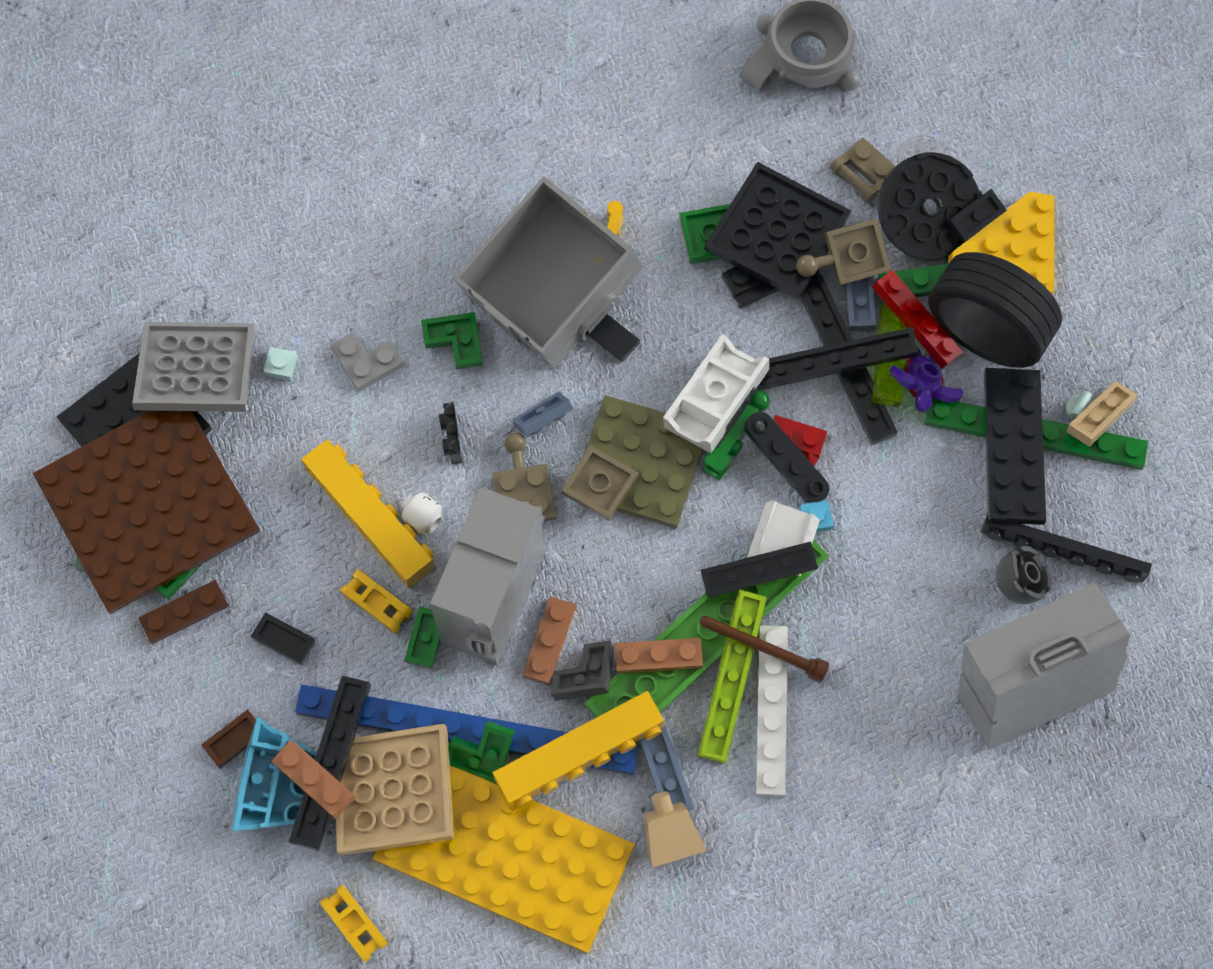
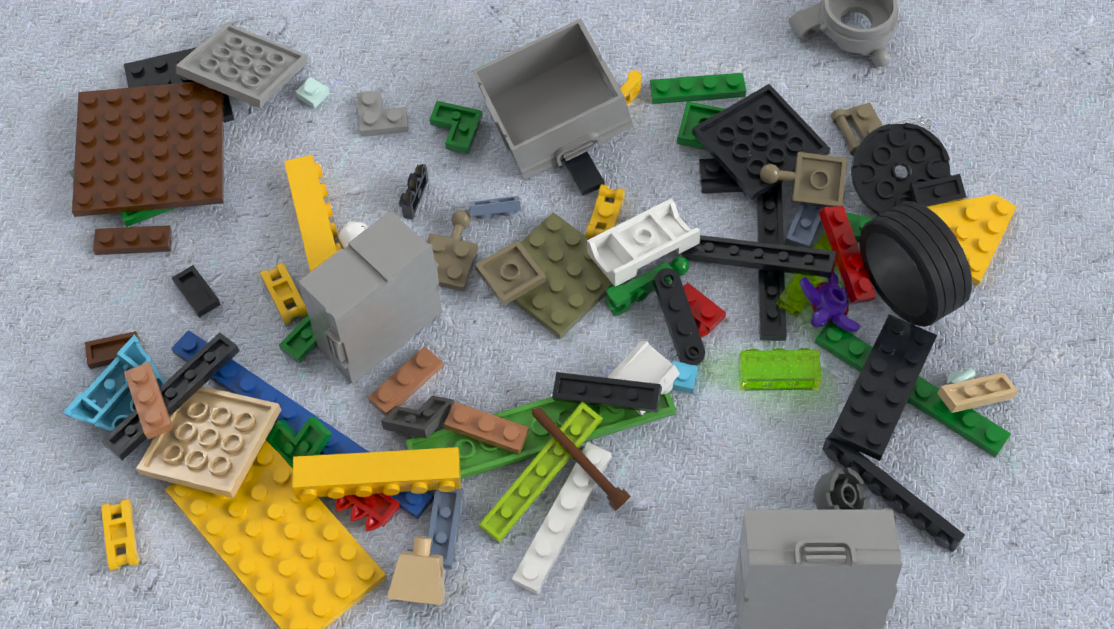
camera: 25 degrees right, 10 degrees down
(593, 782) = (377, 507): none -> red plate
(656, 374) = (605, 213): none -> yellow plate
(680, 191) = (697, 88): none -> green plate
(906, 469) = (779, 369): none -> clear neon green brick

